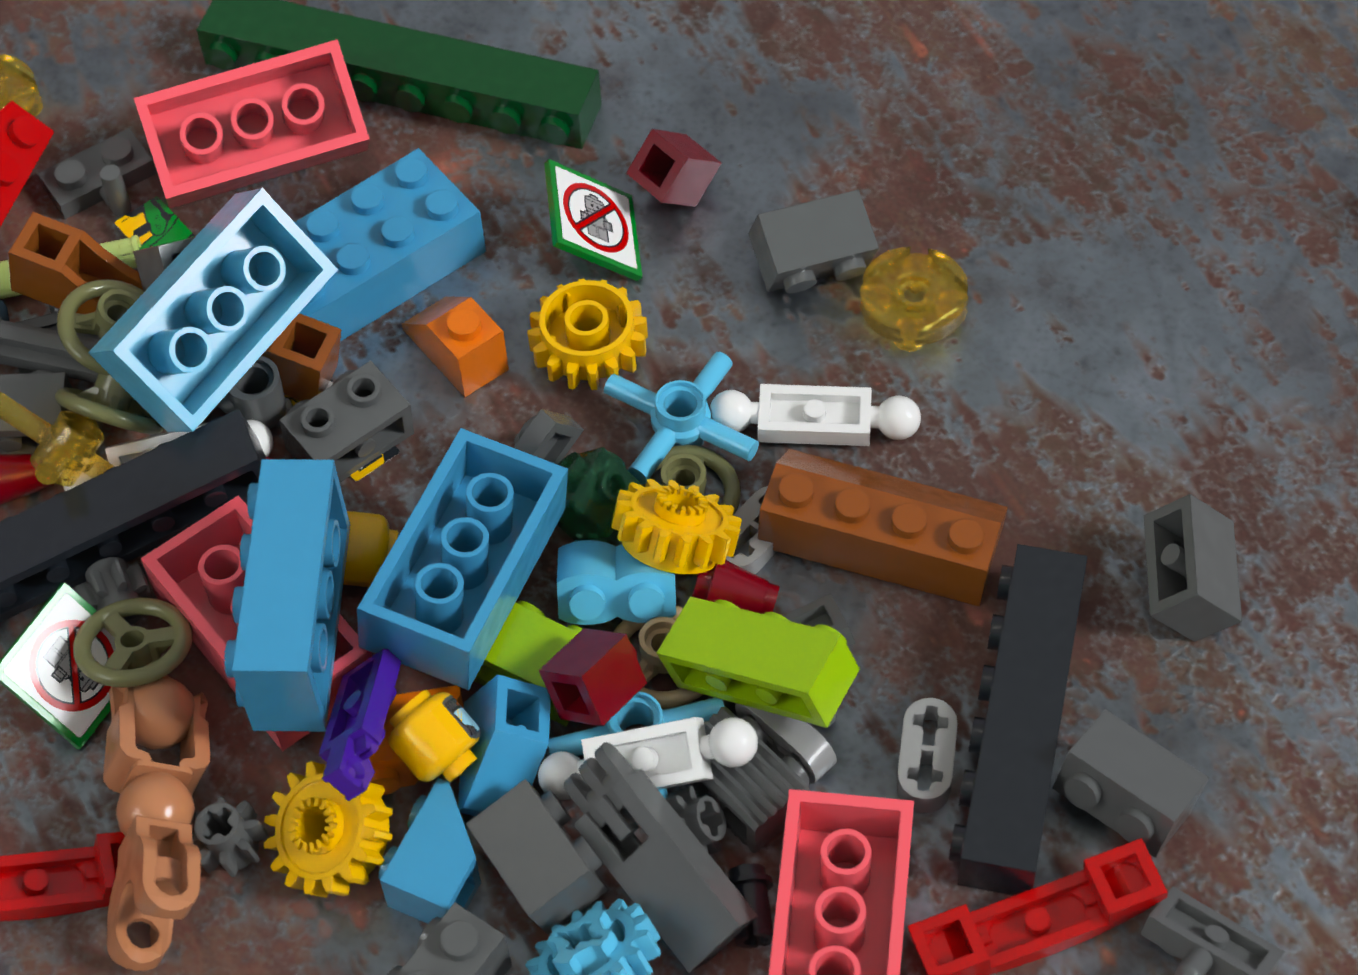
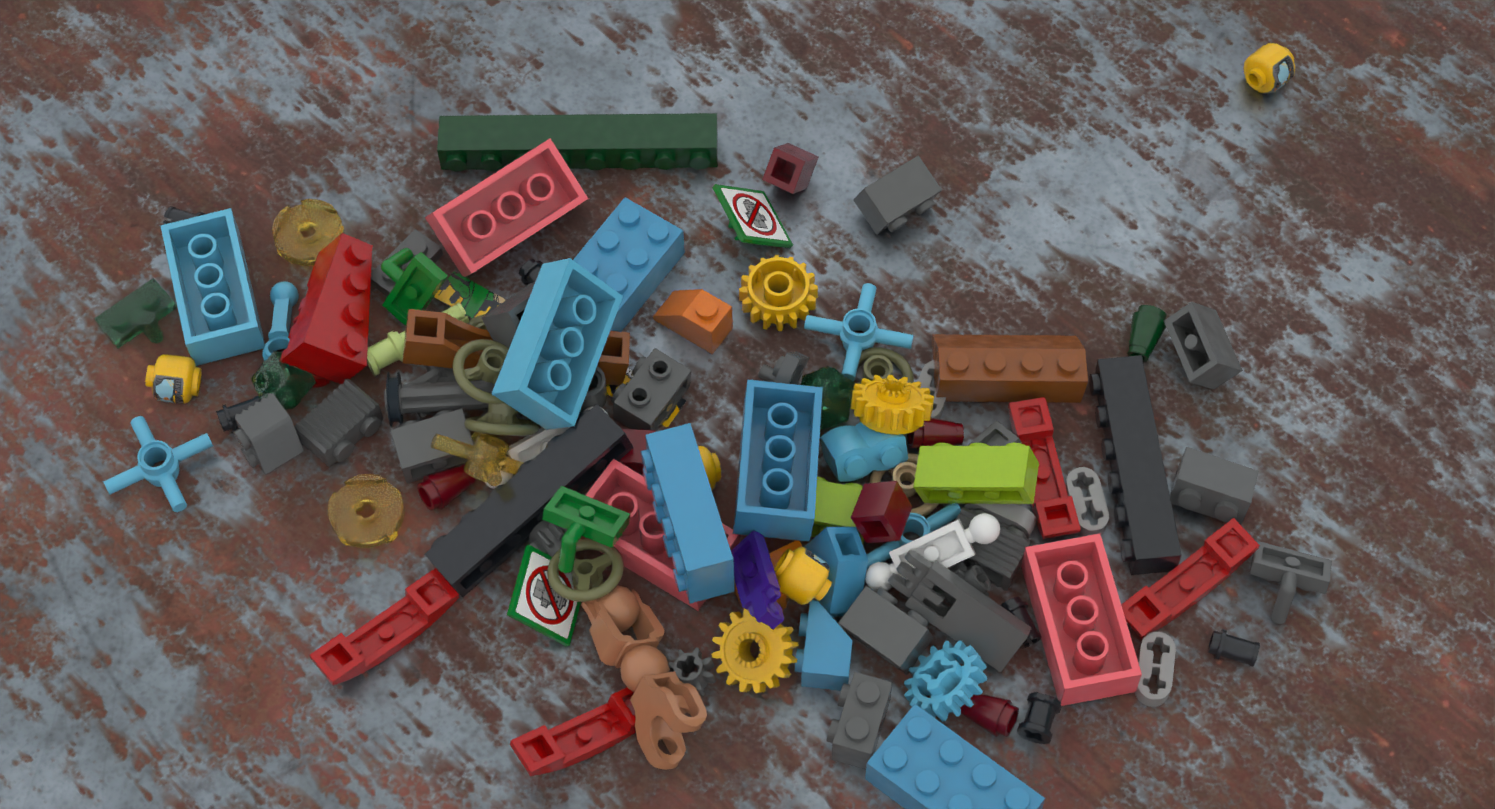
camera: 20 degrees left, 5 degrees up
(83, 189) = (413, 286): none -> green plate
(152, 563) = (583, 518): none -> green plate
(816, 414) = (940, 307): white plate -> none
(877, 696) = (1051, 504): none -> red slope
(911, 322) = (970, 232): clear yellow plate -> none
(1114, 526) = (1146, 330): none -> dark green cone

